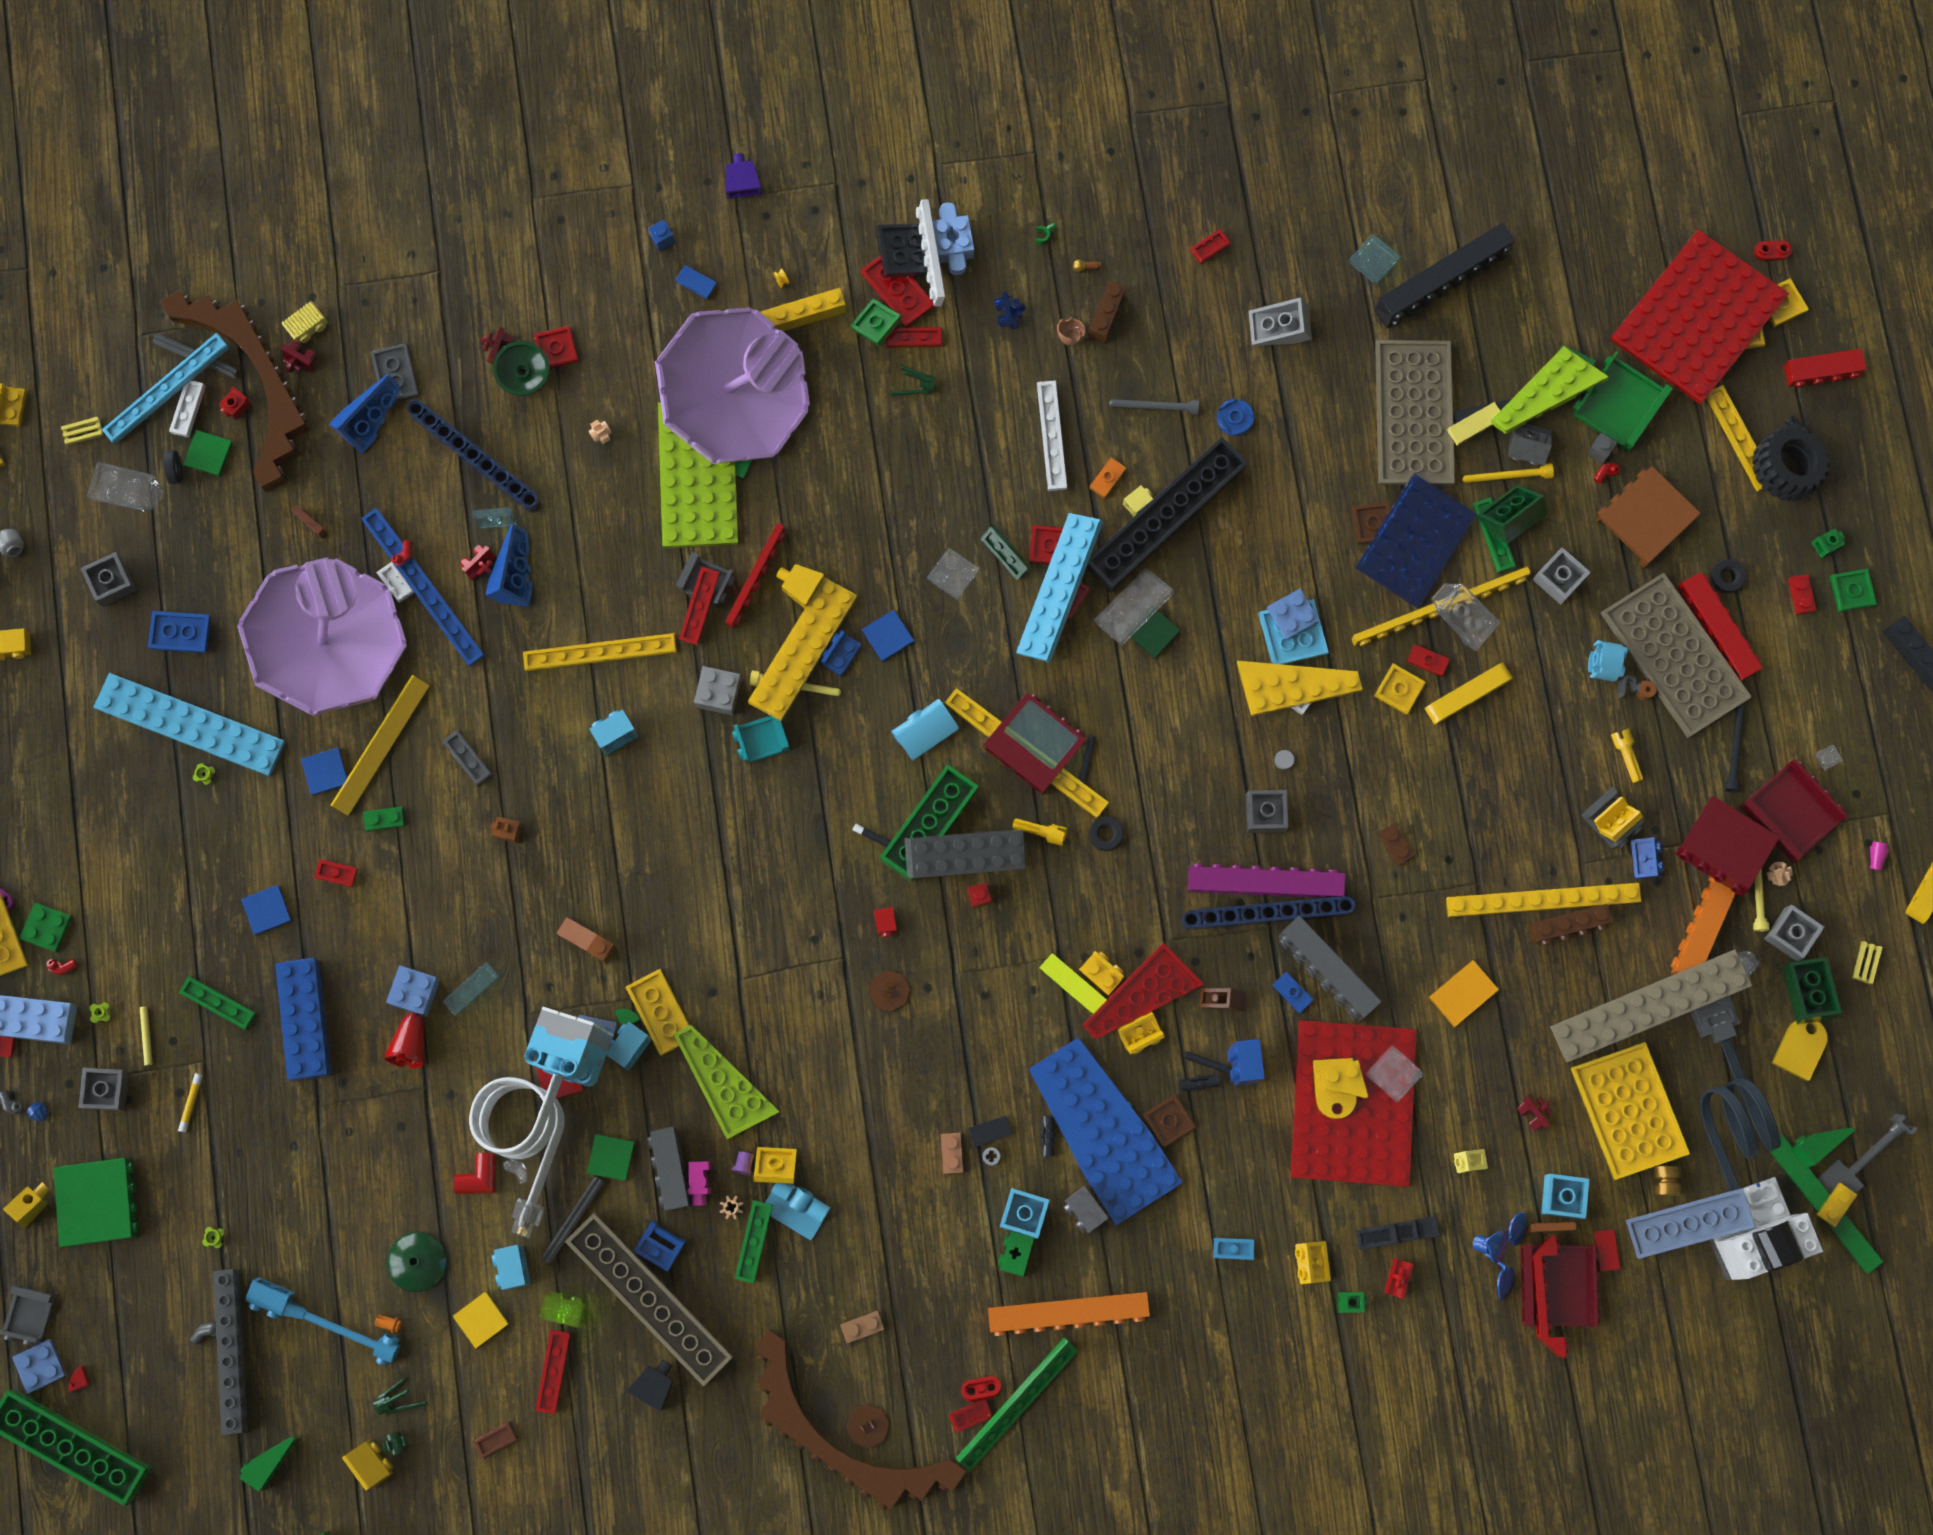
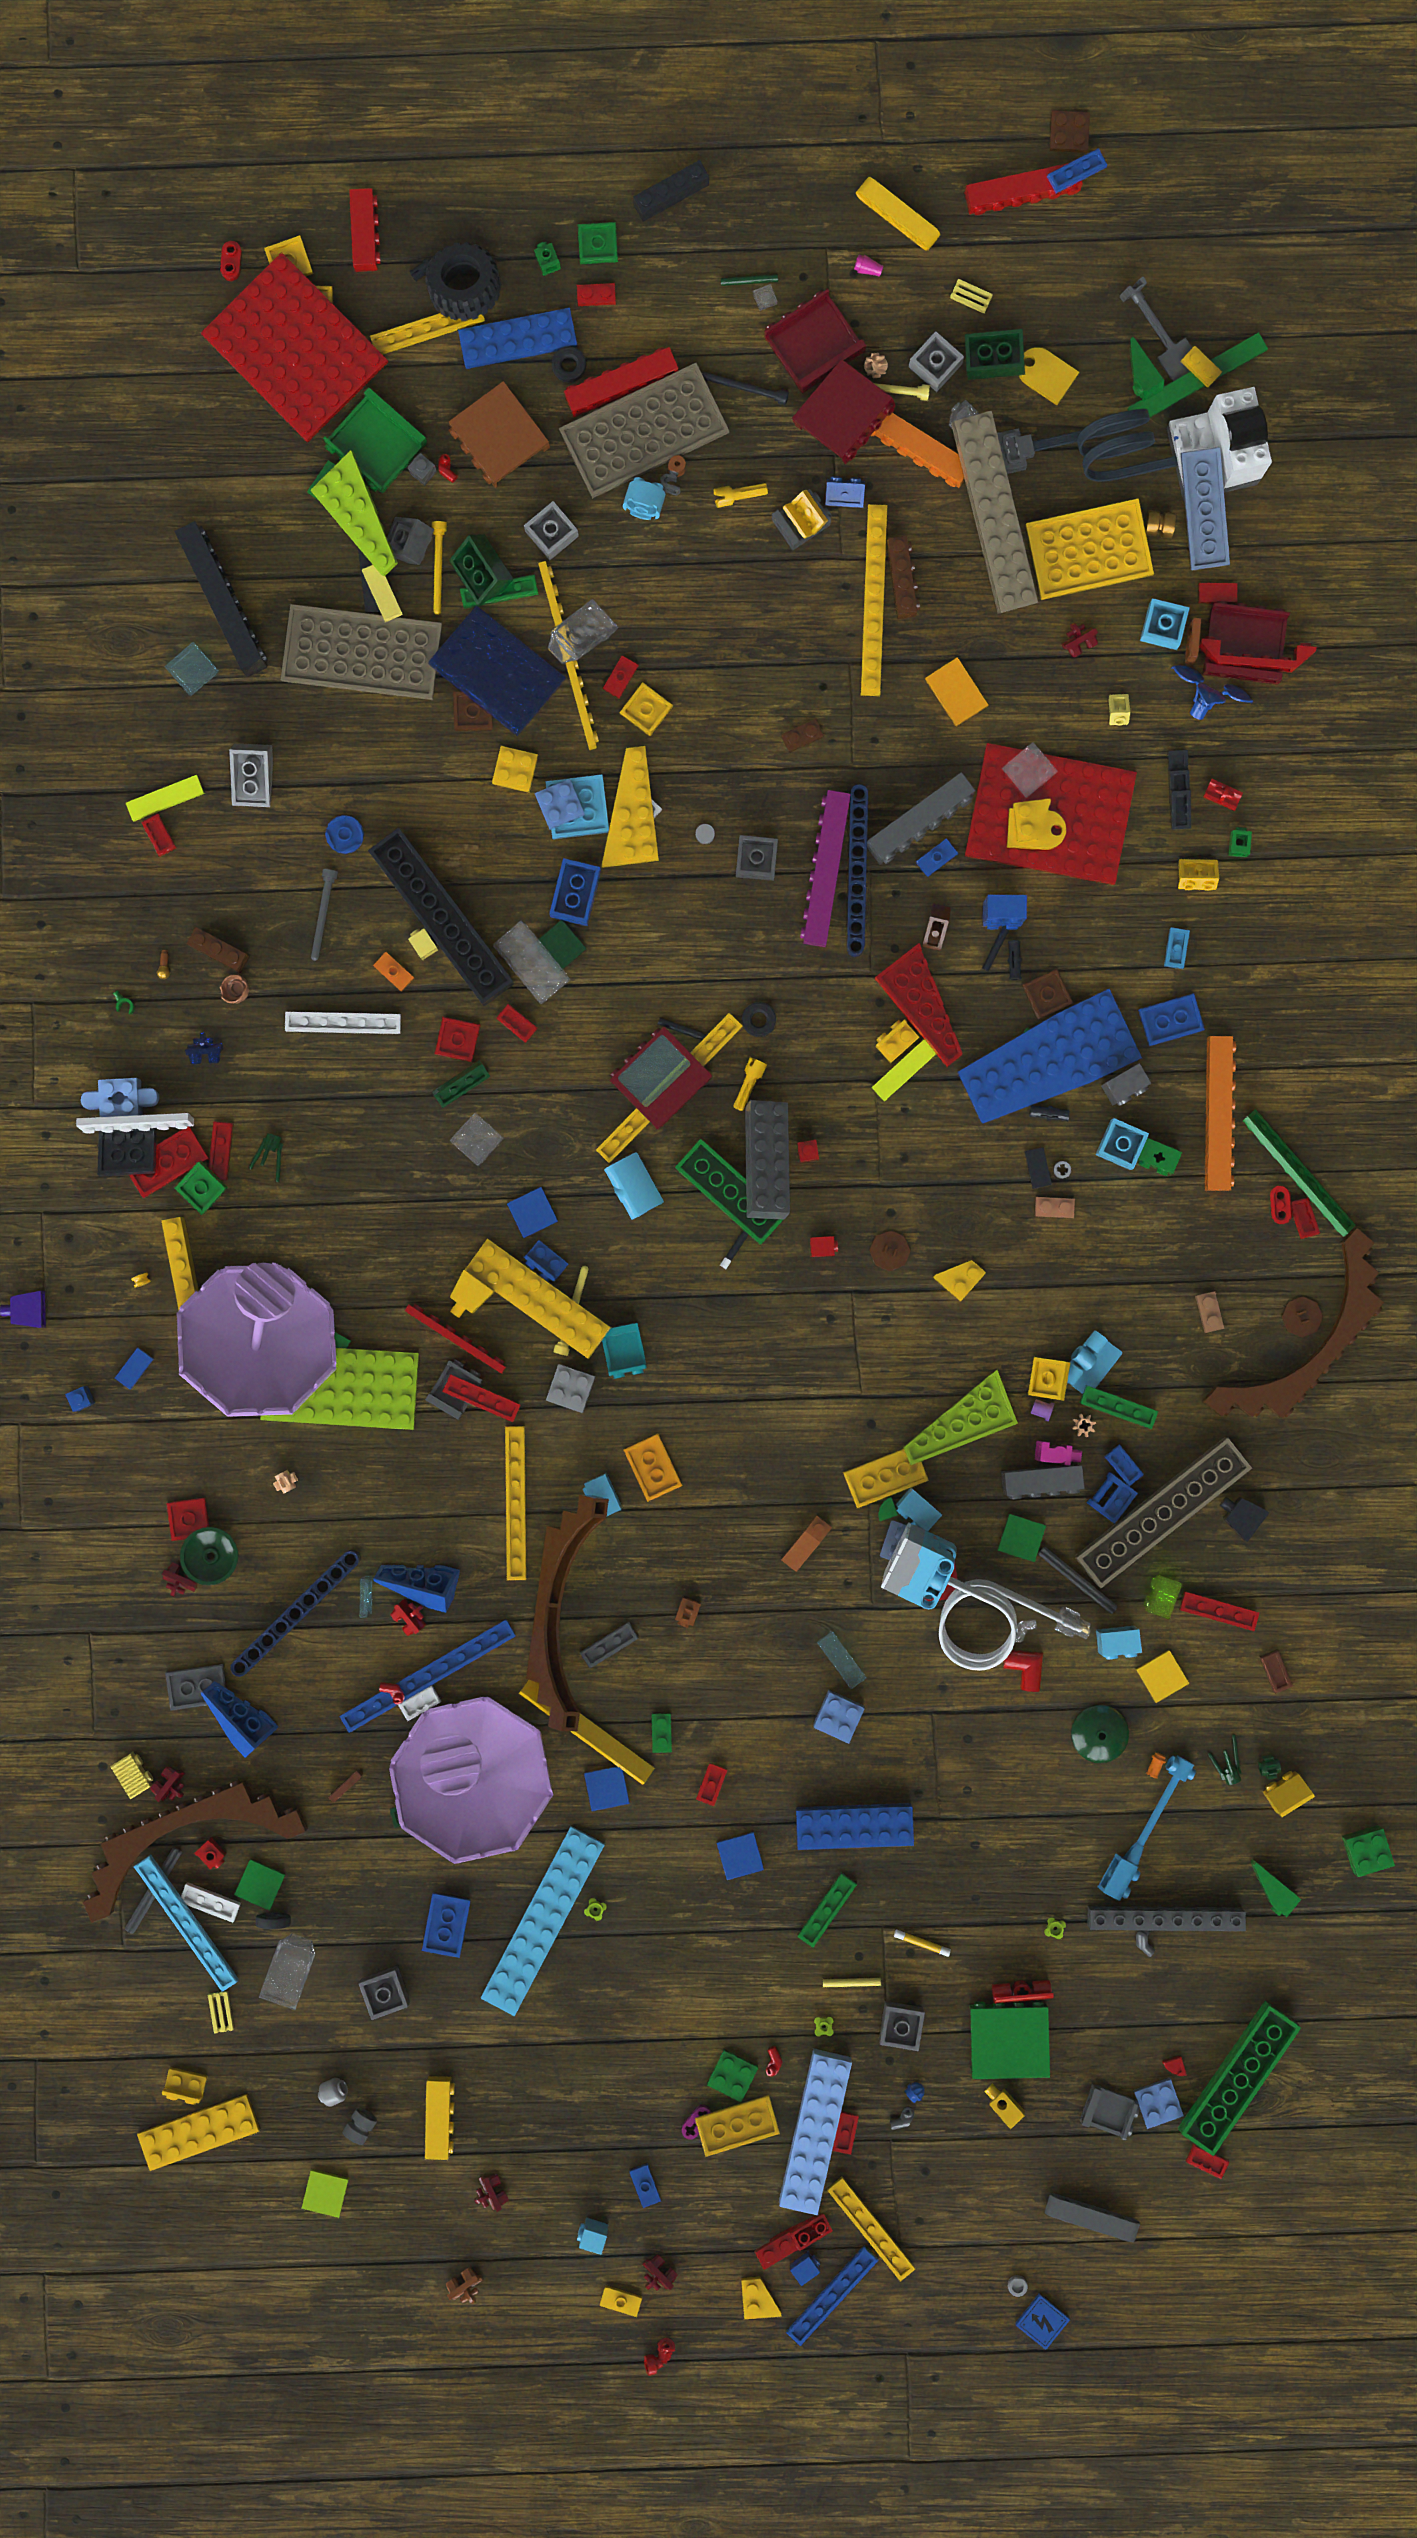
camera: 75 degrees left, 10 degrees up
(142, 1191) = (1039, 1990): none -> red panel
(407, 1043) = (889, 1725): red cone -> none
(446, 695) = (545, 1656): none -> reddish brown arch
(647, 780) = (652, 1467): none -> light orange tile
(694, 1254) = (1124, 1465): none -> blue plate
(868, 1065) = (960, 1279): none -> yellow wing
(1059, 587) = (505, 1033): medium azure plate -> none
(1140, 1033) = (961, 1010): yellow bracket -> none
(1159, 1252) = (1171, 1019): none -> blue tile
(1208, 639) = (575, 892): none -> blue brick
(1246, 248) = (165, 798): none -> neon yellow tile
(1322, 570) = (515, 769): none -> yellow plate
(1468, 693) = (659, 641): yellow beam -> none
(1745, 524) = (517, 338): none -> blue plate
(1843, 740) = (749, 280): none -> dark green bar

